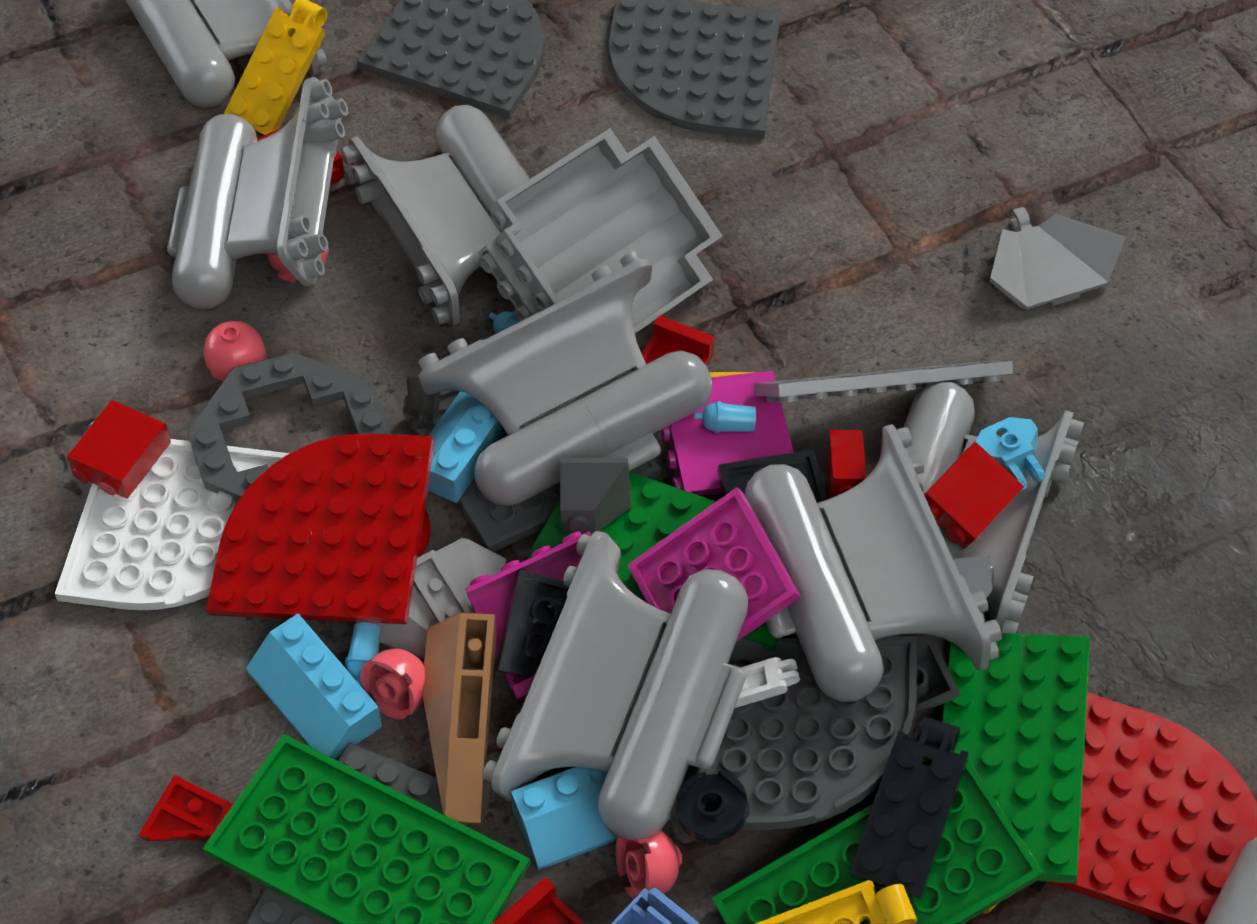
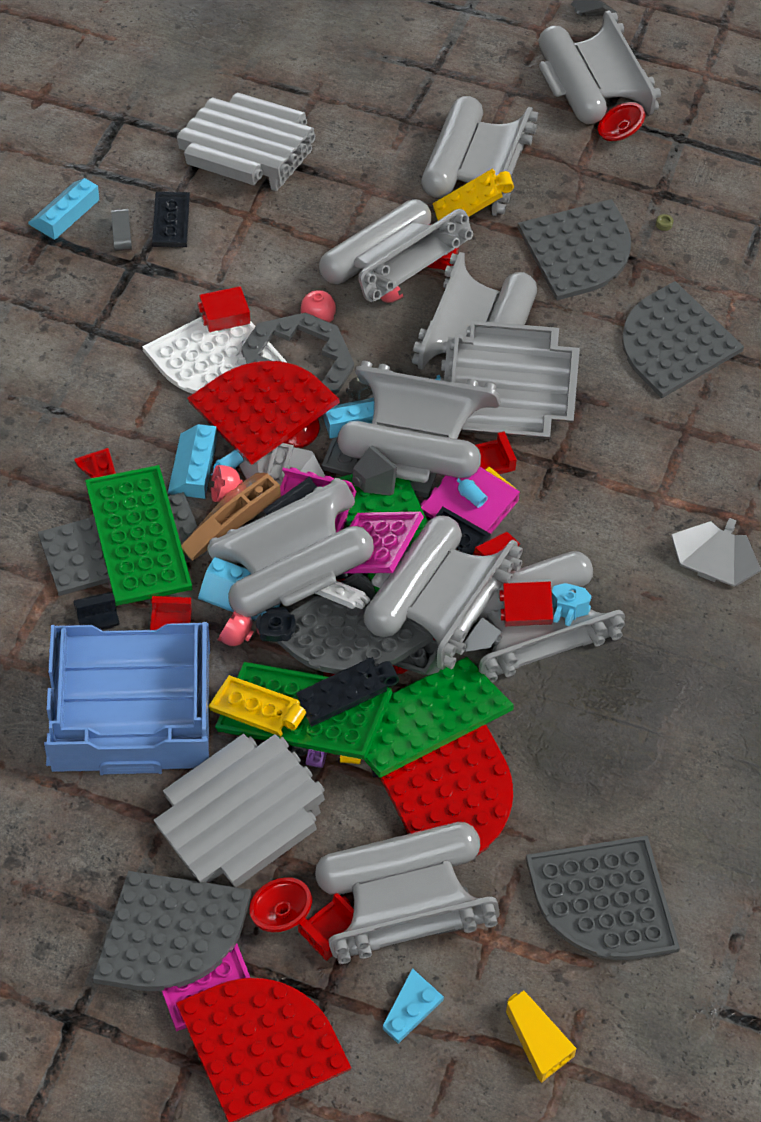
camera: 45 degrees right, 0 degrees up
(881, 381) = (553, 530): light grey plate -> none

